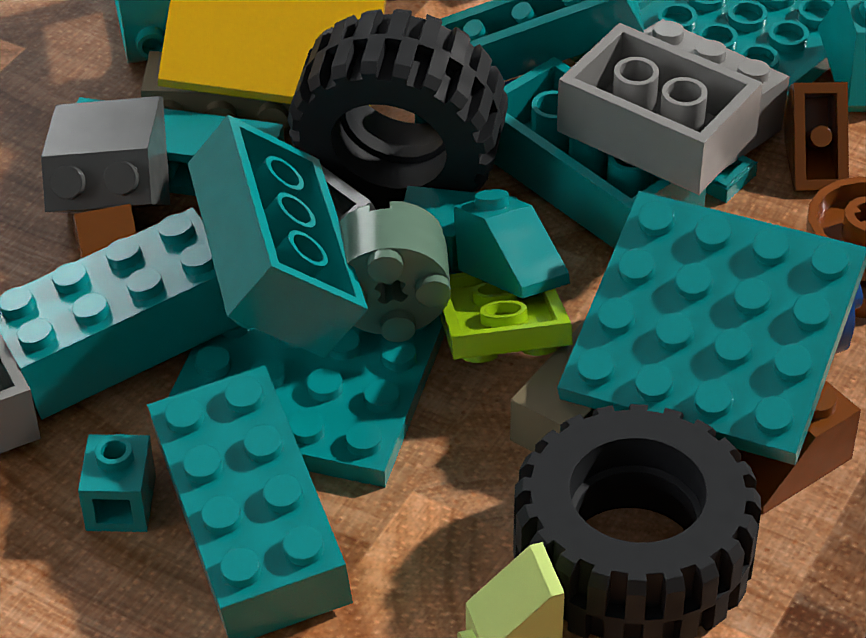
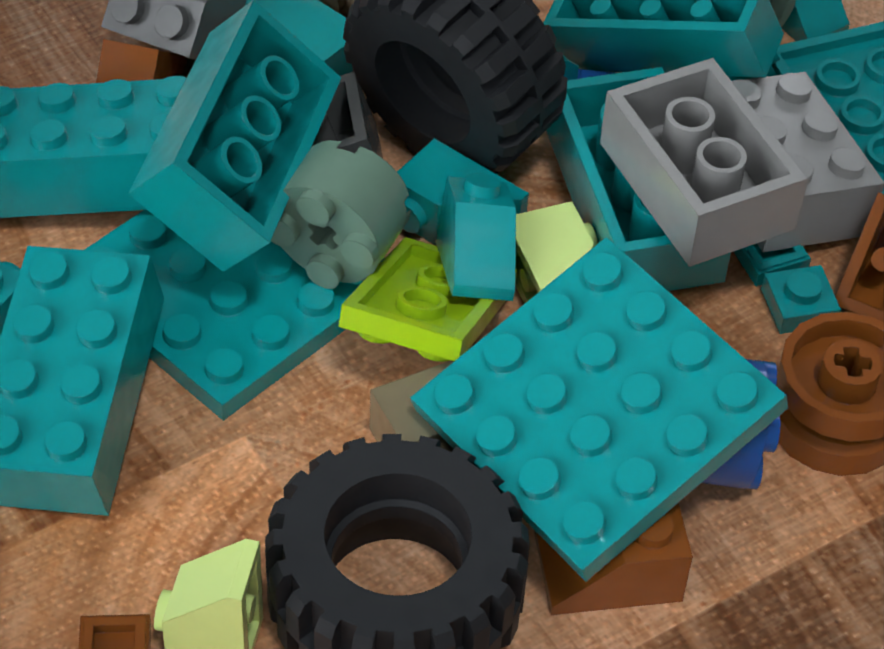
camera: 25 degrees right, 5 degrees up
(579, 242) = (548, 245): none -> yellowish green slope
(770, 195) = (798, 296): none -> teal plate

